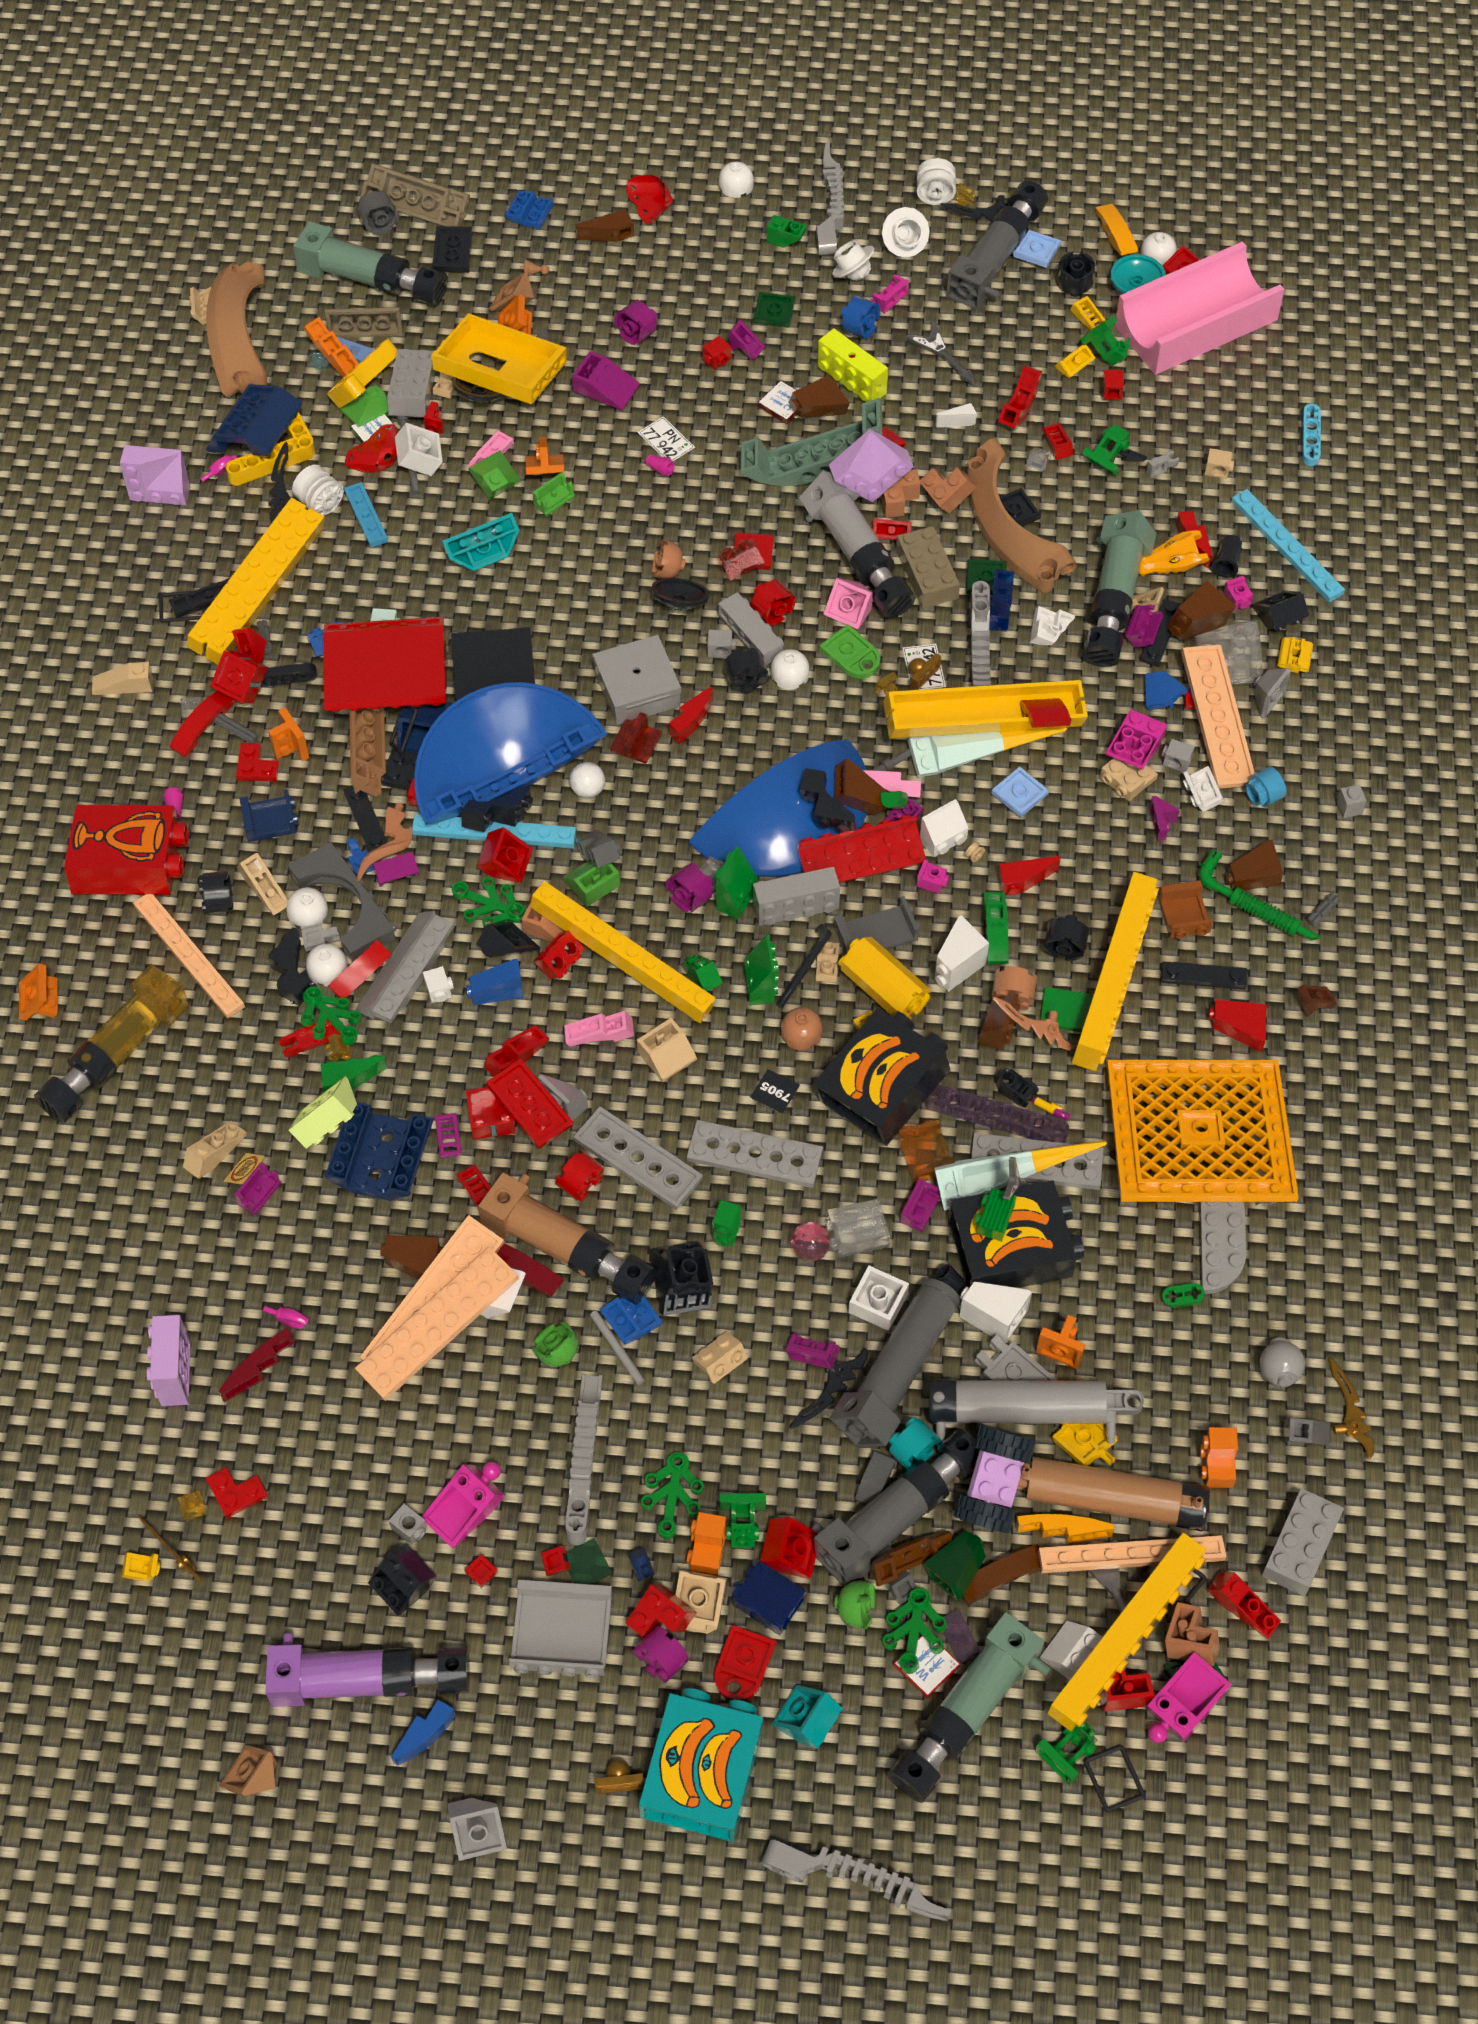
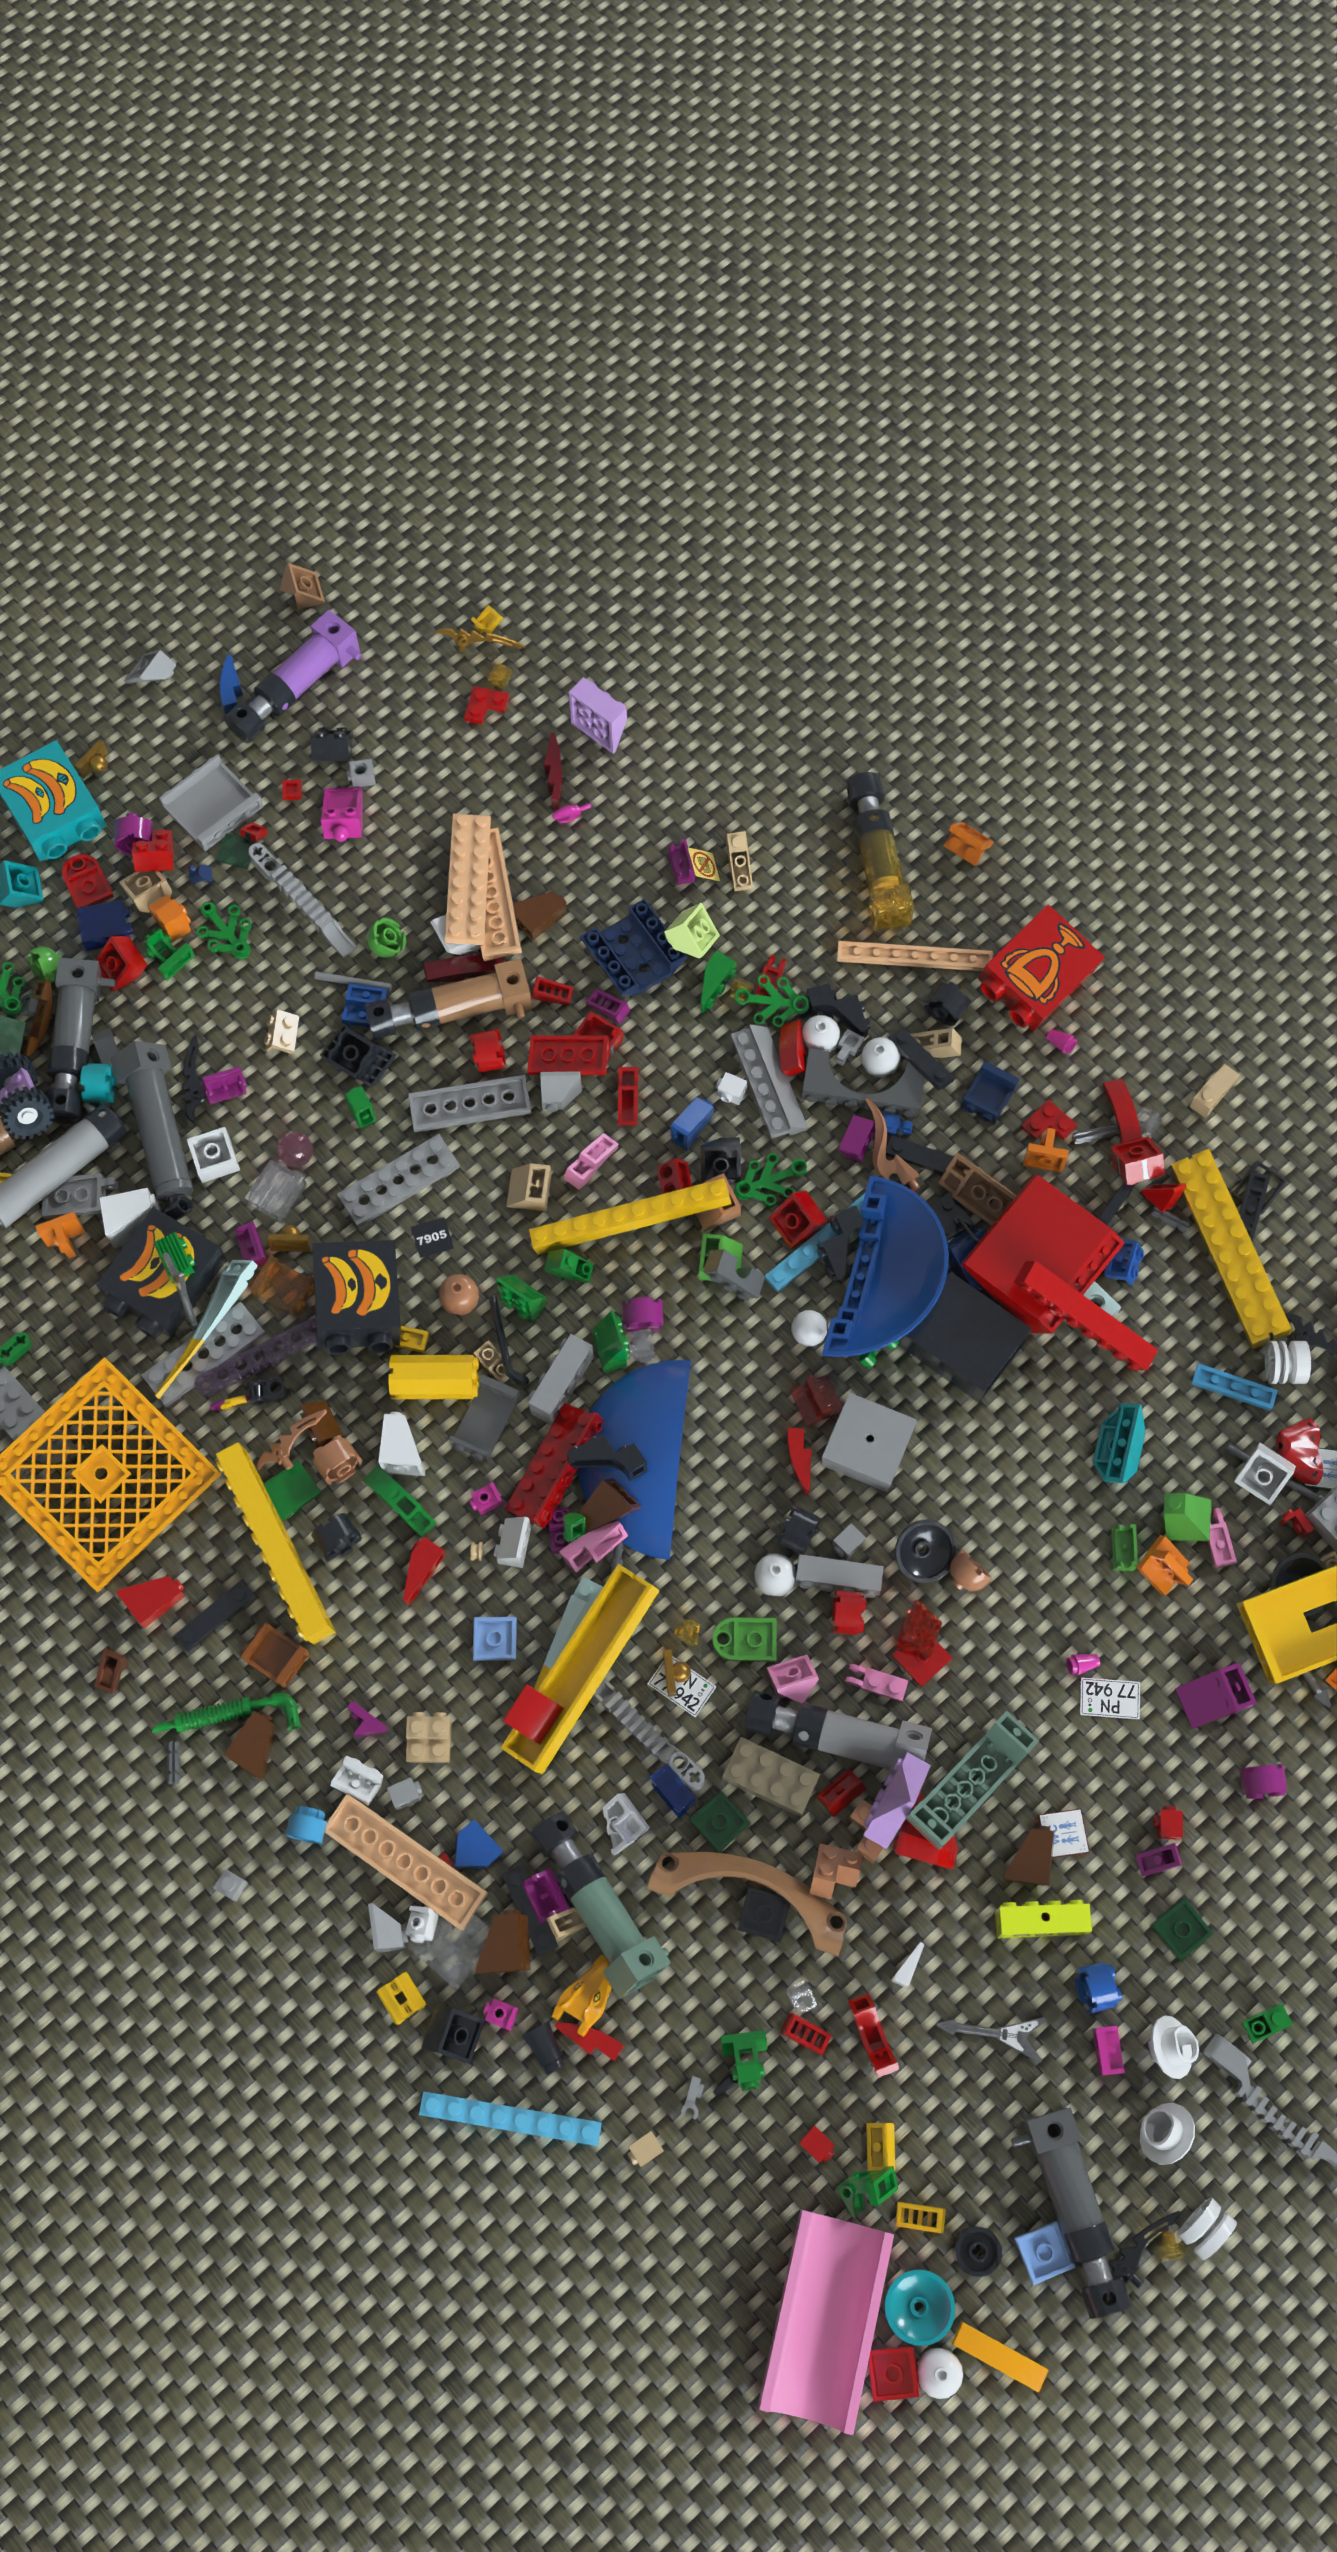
camera: 135 degrees right, 10 degrees up
(286, 869) = (921, 1059): none -> black plate
(410, 605) = (1085, 1316): none -> red brick
(797, 561) = (879, 1683): none -> bright pink hinge
(885, 1181) = (289, 1240): none -> pearl gold tile
(1137, 739) = (445, 1767): dark pink slope -> none
(1238, 680) = (421, 1924): none -> white brick
(1308, 434) = (603, 2275): medium azure beam -> none

